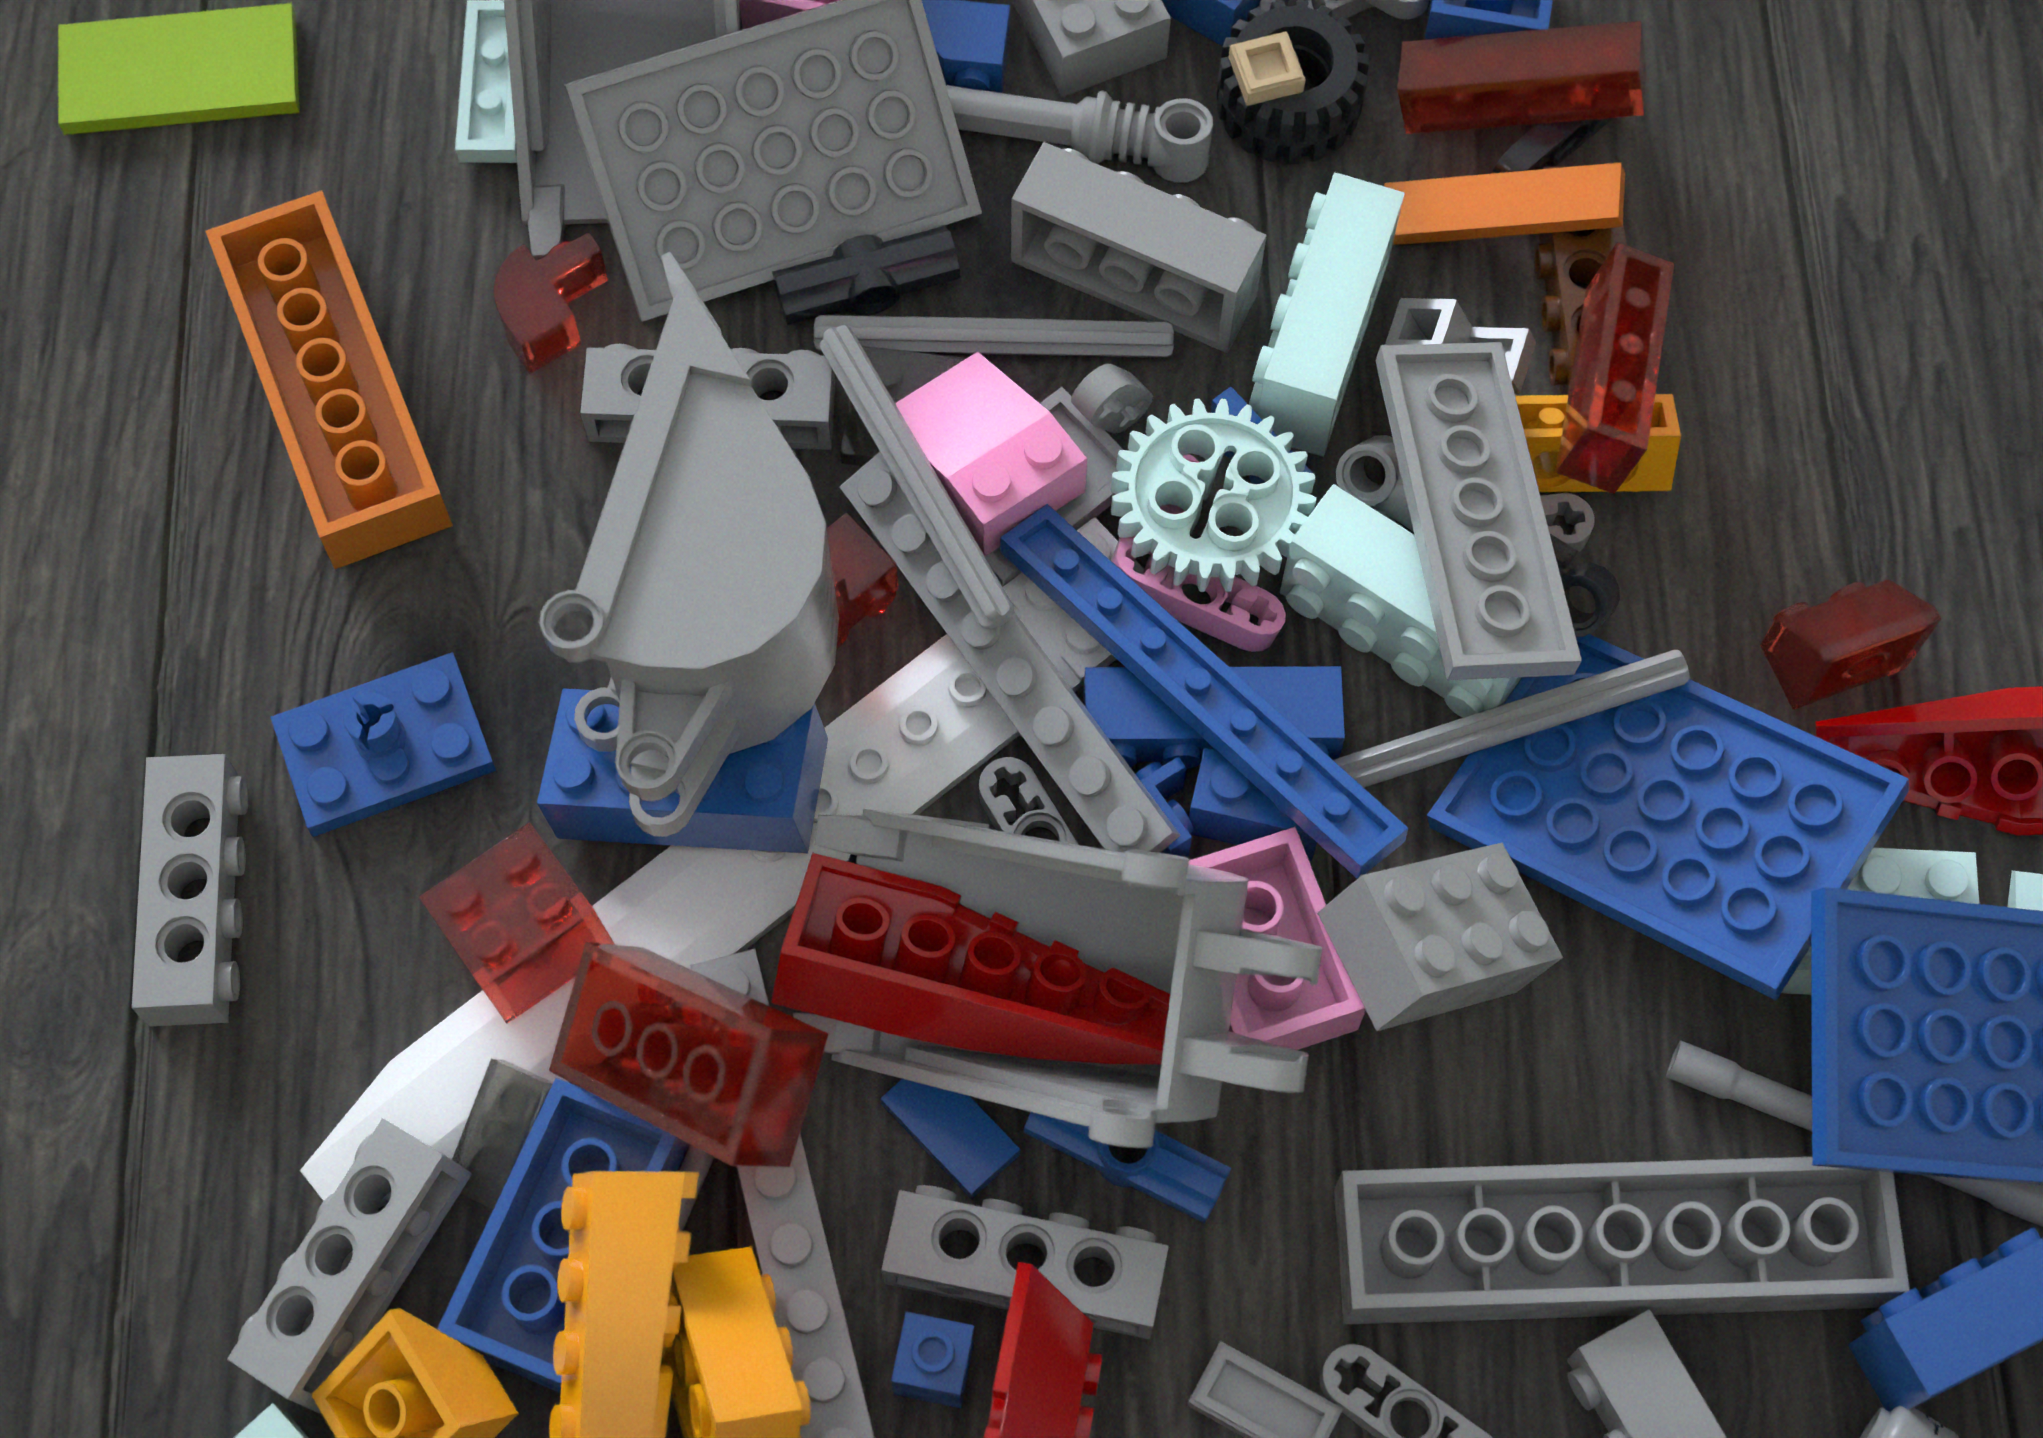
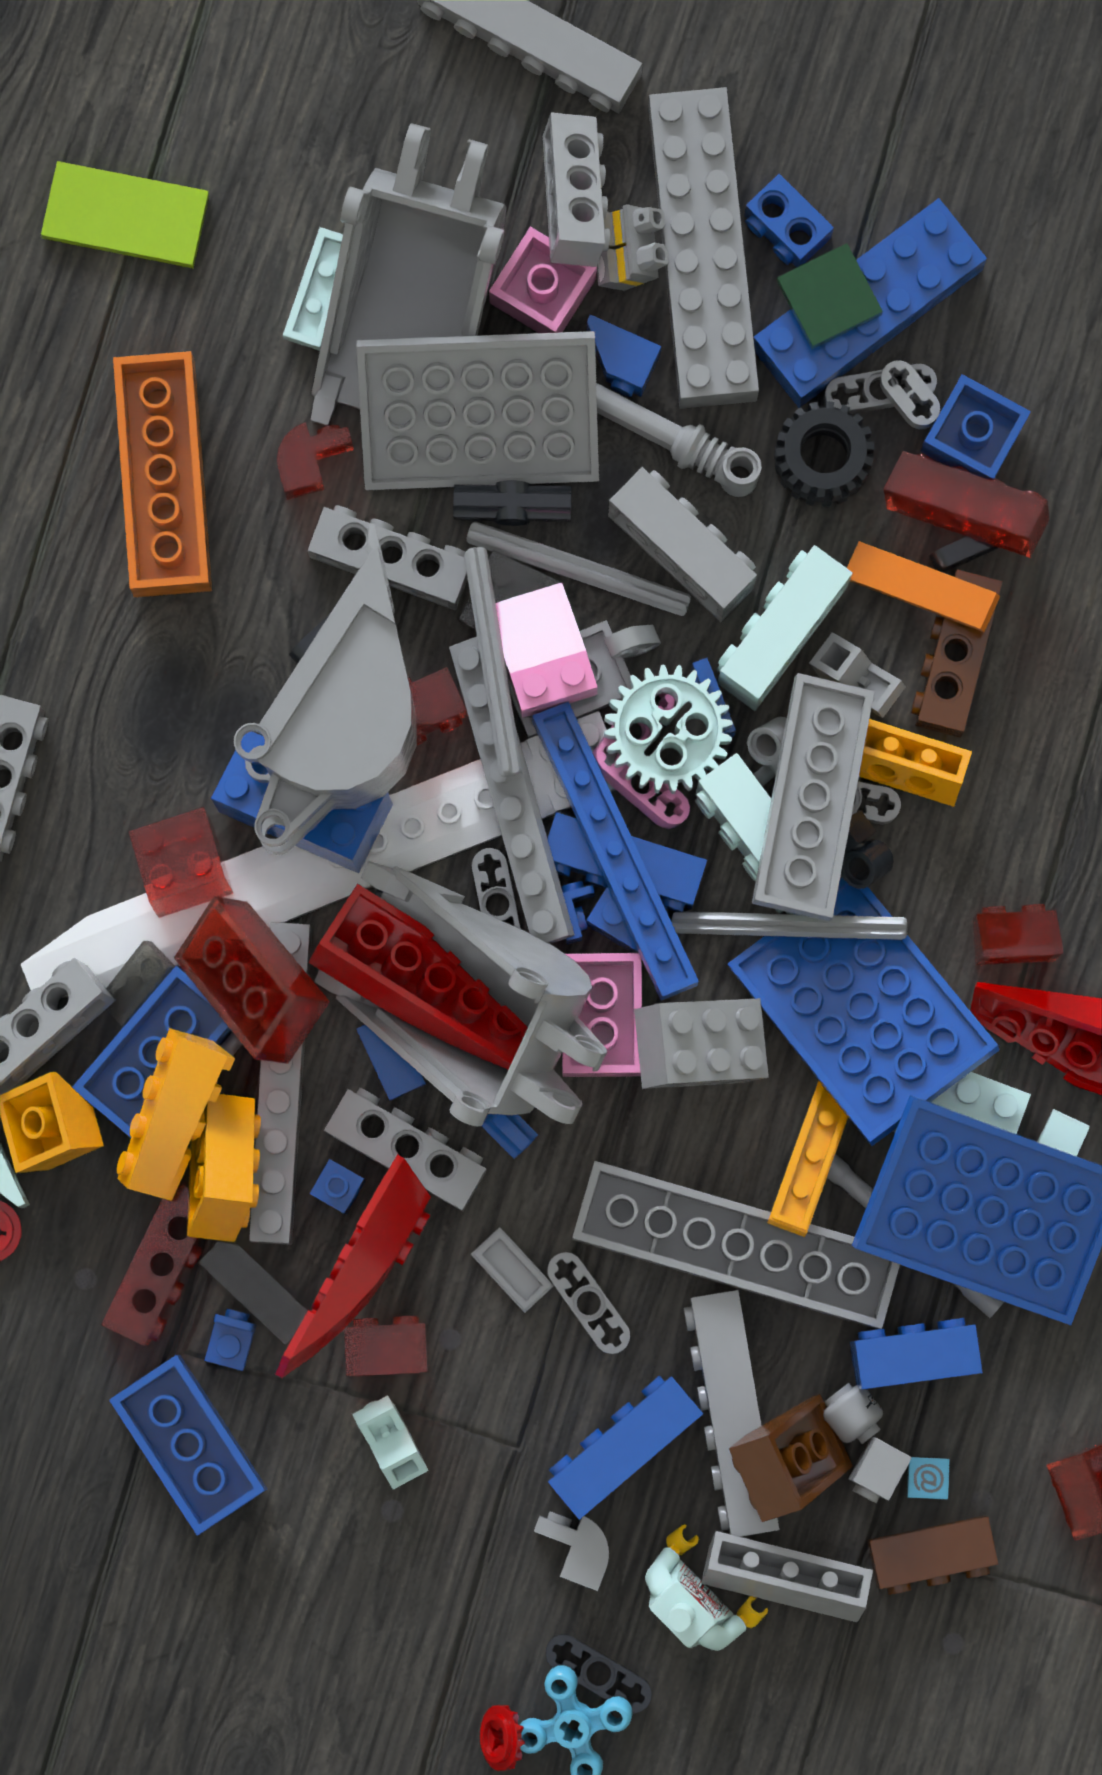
camera: 20 degrees right, 15 degrees up
(382, 744) = (133, 719): blue plate -> none
(1266, 68) = (803, 452): tan tile -> none
(1615, 369) = (933, 733): clear red brick -> none
(1682, 1065) = (809, 1164): none -> light orange tile

